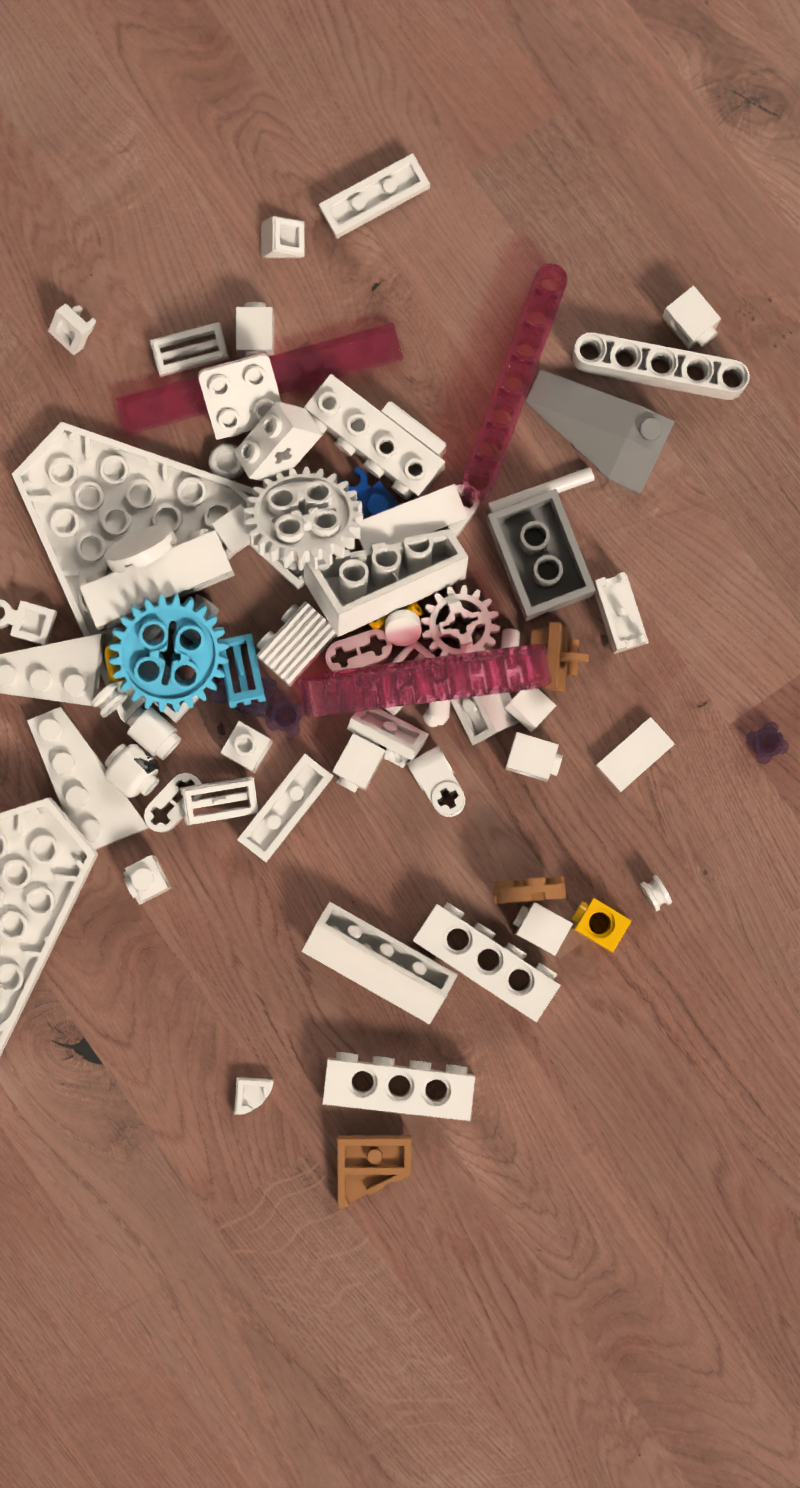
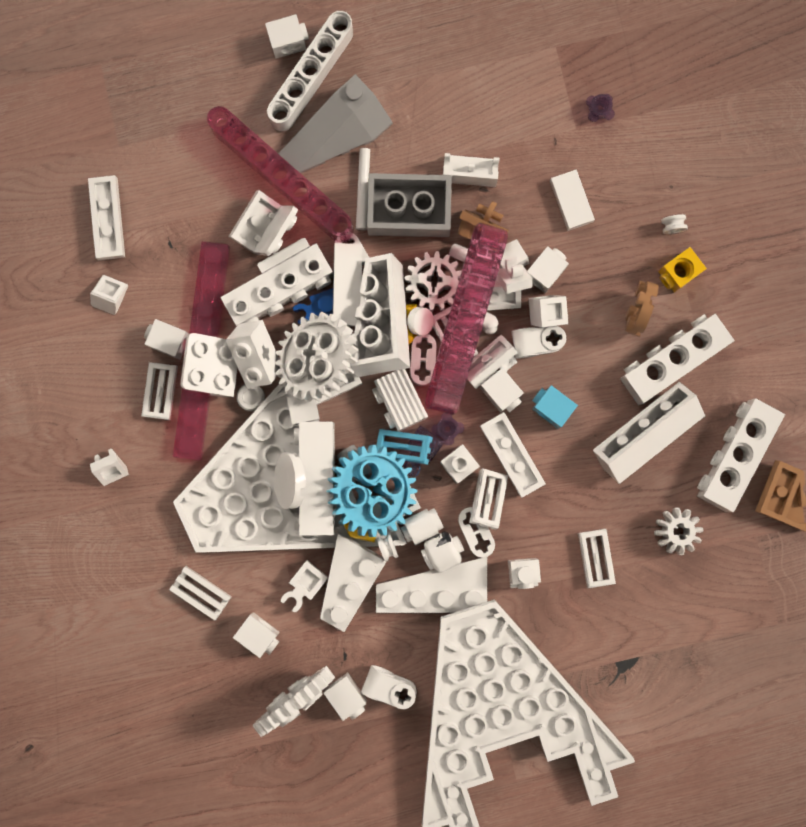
camera: 65 degrees left, 0 degrees up
(227, 947) = (586, 562): none -> white tile
(251, 1093) = (702, 560): white tile -> none
(285, 1053) = (673, 541): none -> white gear
(365, 833) = (553, 406): none -> medium azure brick
(442, 388) = (263, 225): none -> white bracket
(479, 778) = (548, 310): none -> white brick
(503, 718) = (514, 276): none -> white tile
(541, 927) = (669, 311): white brick -> none

